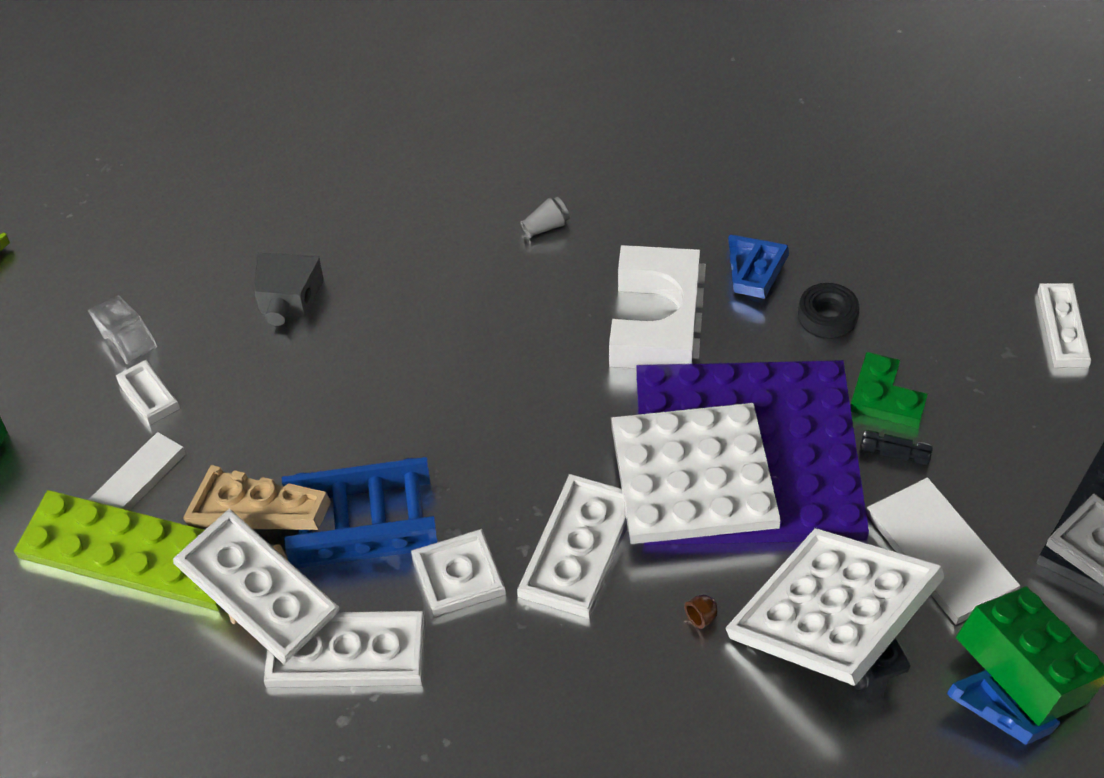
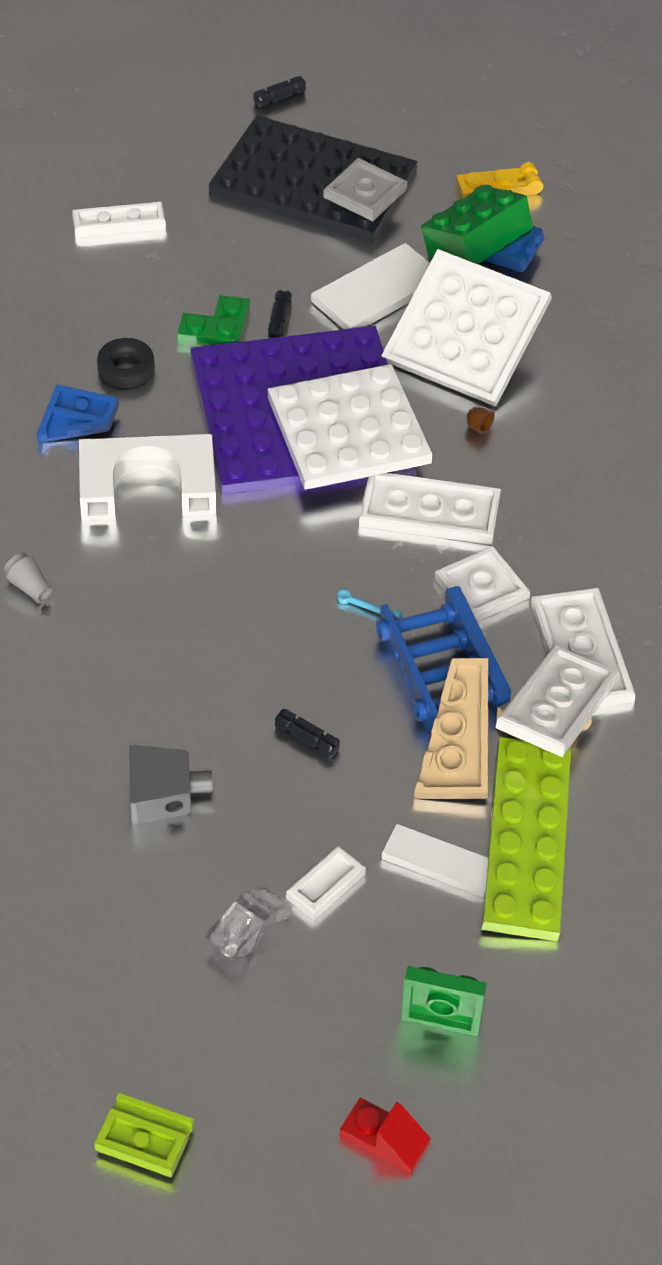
camera: 105 degrees left, 0 degrees up
(311, 397) = (307, 733): none -> black axle
(473, 453) = (345, 597): none -> medium azure hinge

